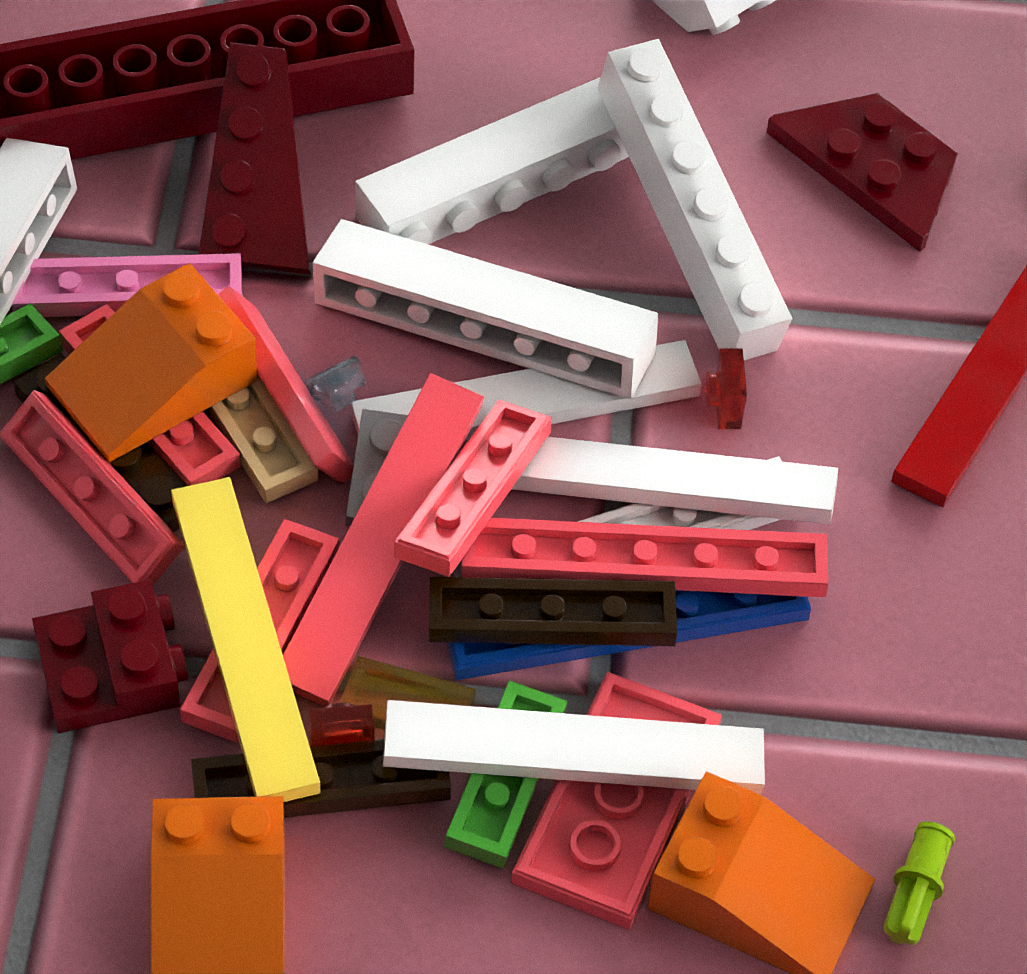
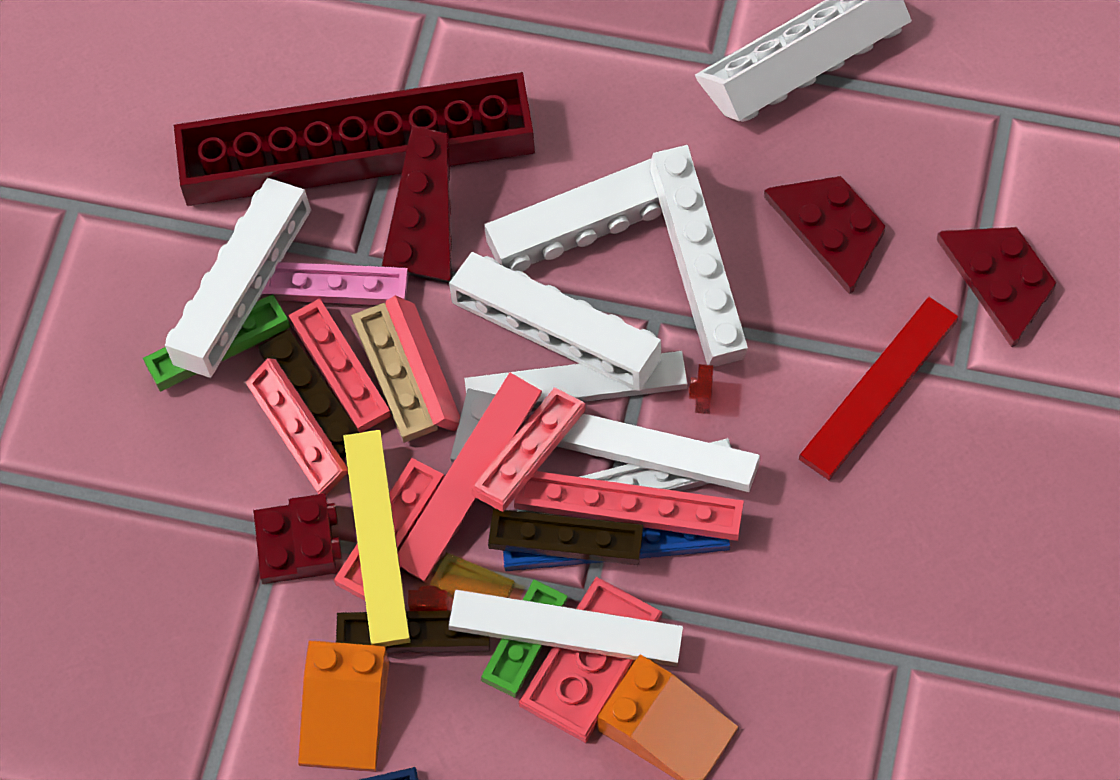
camera: 15 degrees right, 10 degrees up
(155, 363) = (342, 348): orange slope -> none
(337, 384) = (457, 364): clear light blue tile -> none
(918, 882) = (762, 733): lime axle -> none

